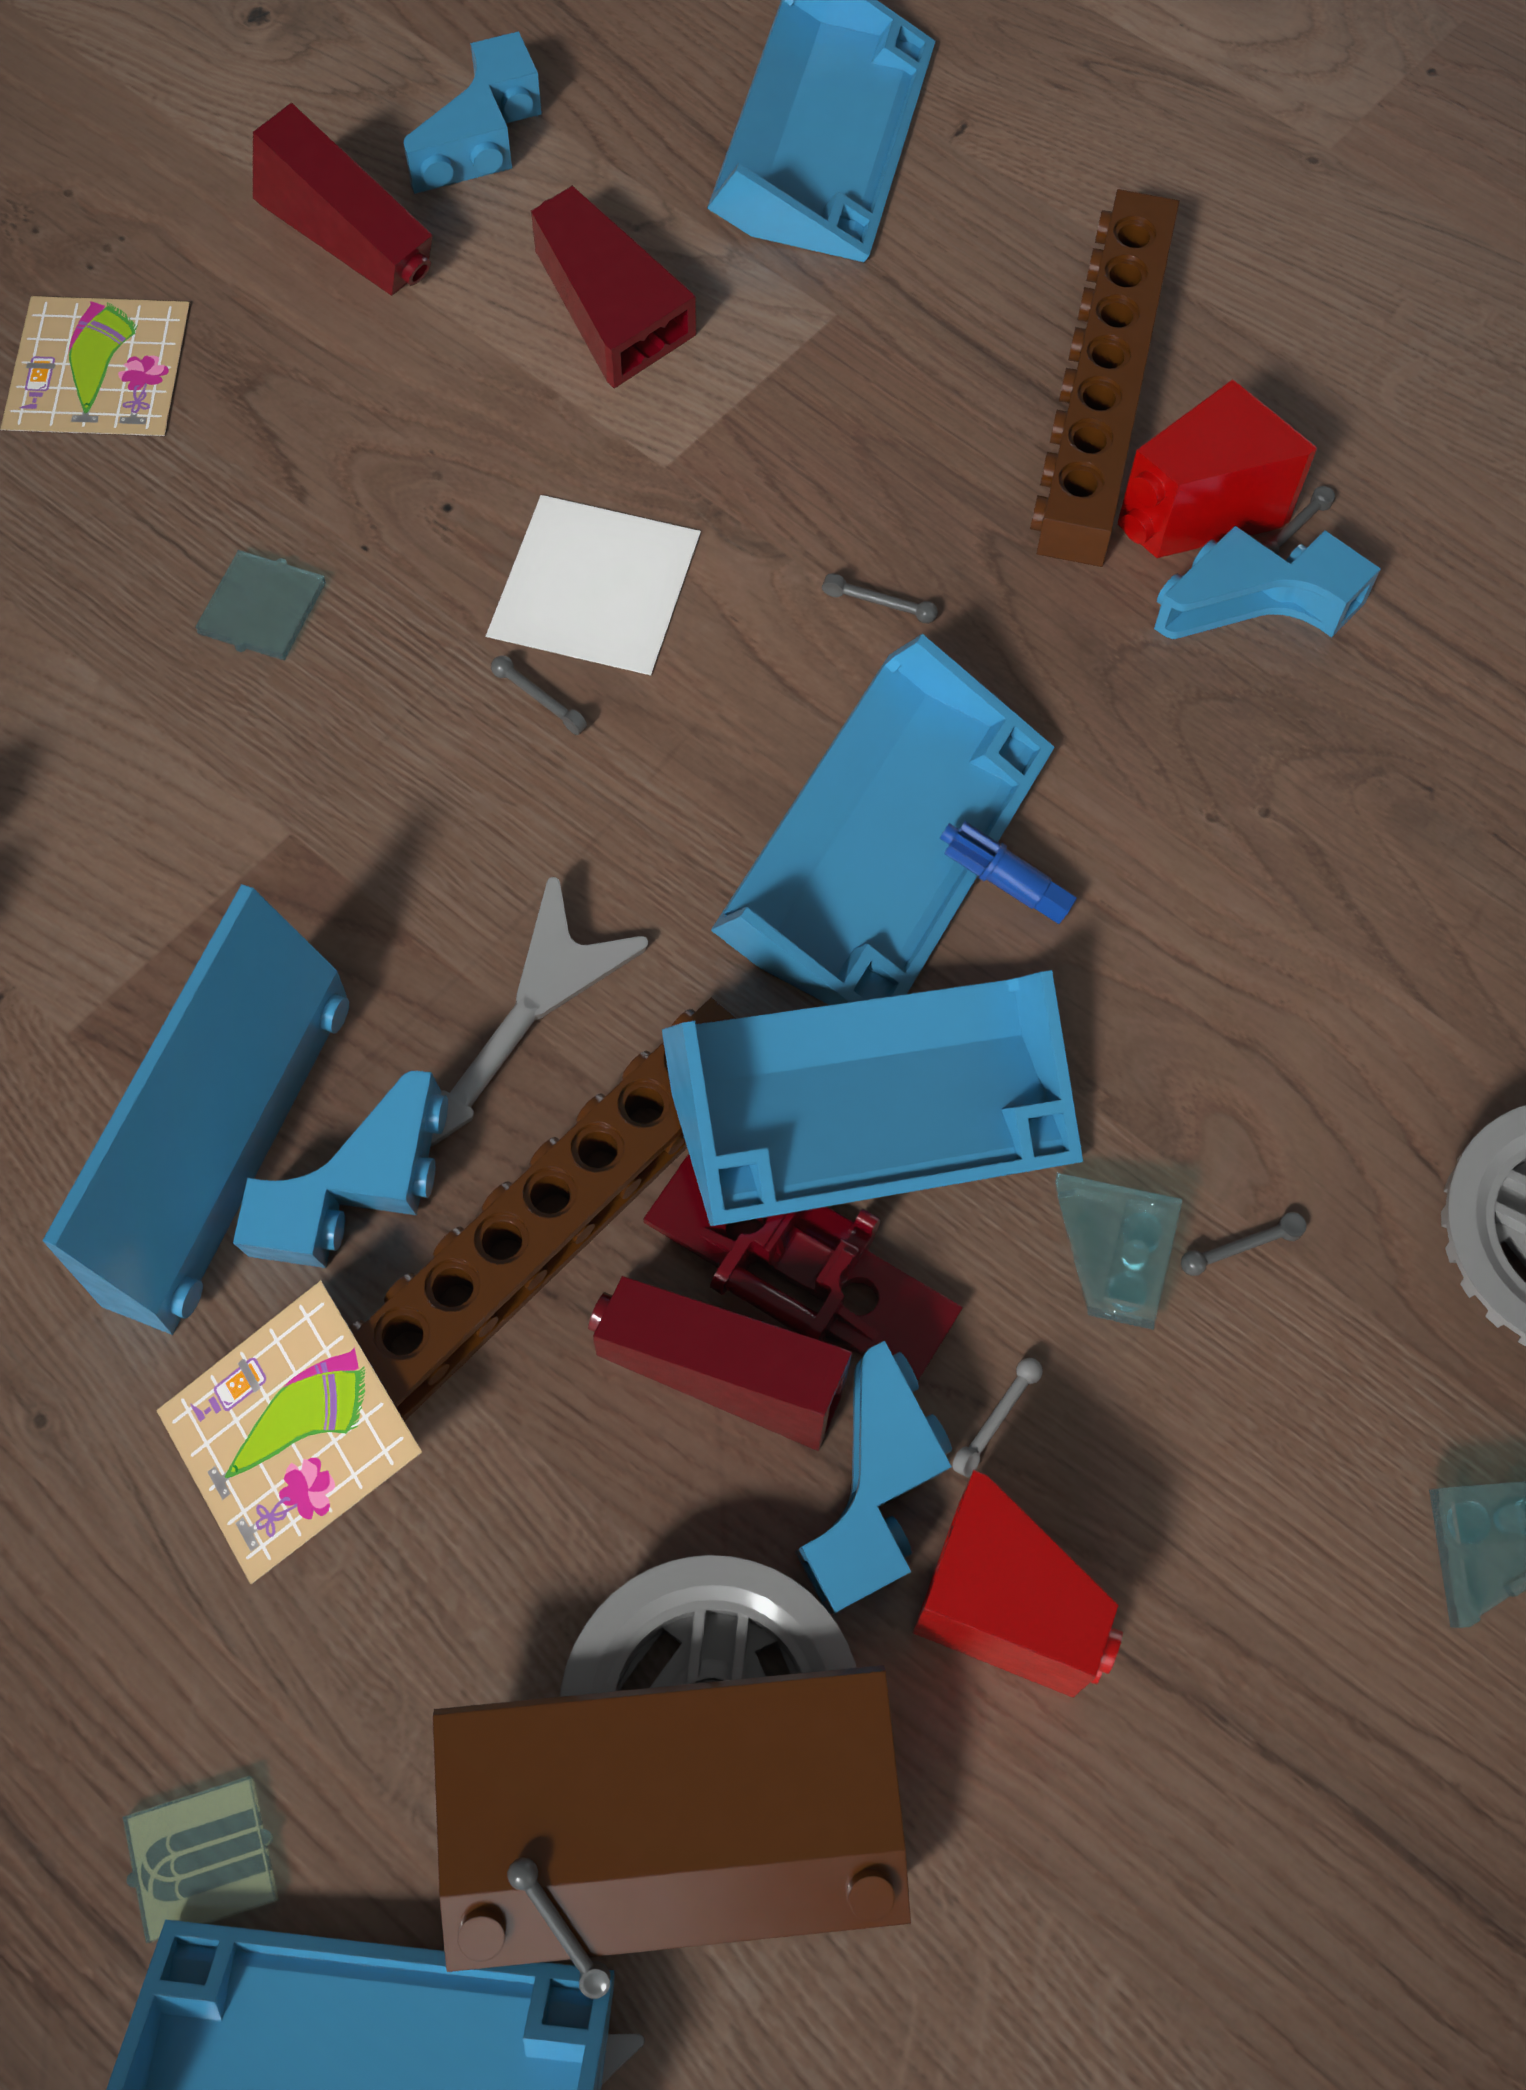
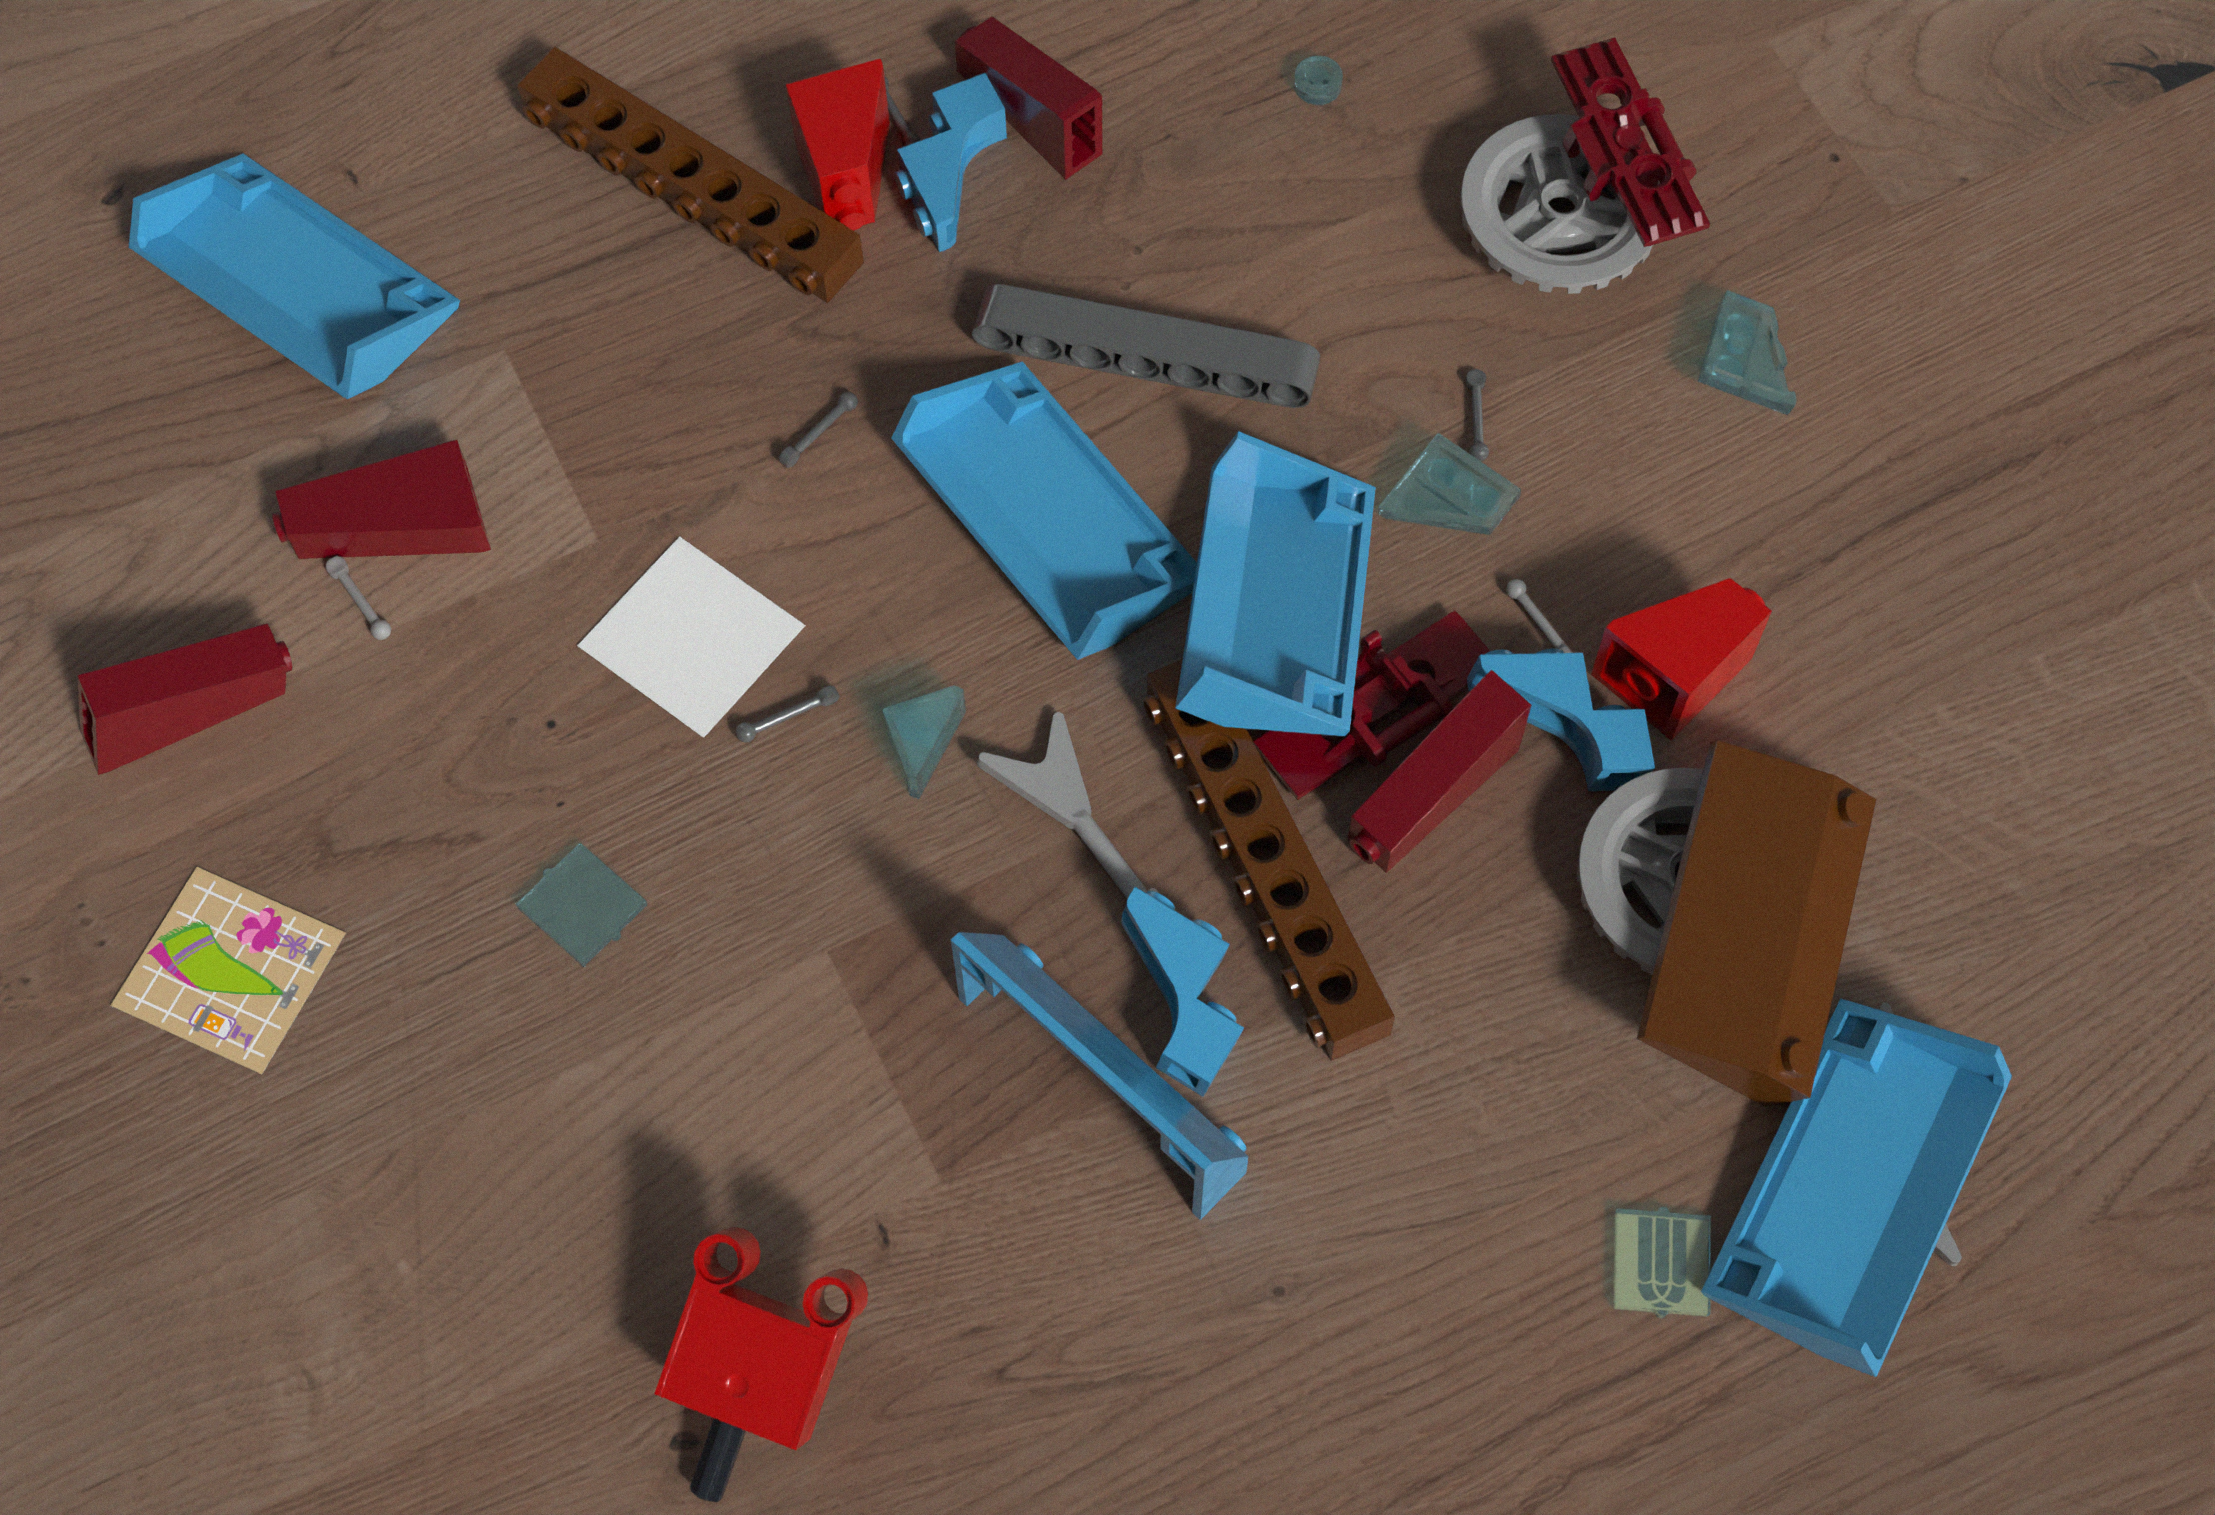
camera: 65 degrees left, 0 degrees up
(288, 1432) = (1372, 1096): sticker -> none
(471, 131) = (148, 551): dark azure arch -> none
(536, 282) = (339, 570): none -> light grey hinge
(554, 818) = (921, 733): none -> clear light blue slope
(594, 1975) = (1844, 1007): dark grey hinge -> none
(1006, 871) = (1113, 440): blue piece -> none
(1140, 865) = (1147, 346): none -> dark grey beam
(1384, 630) = (1040, 96): none -> dark red slope

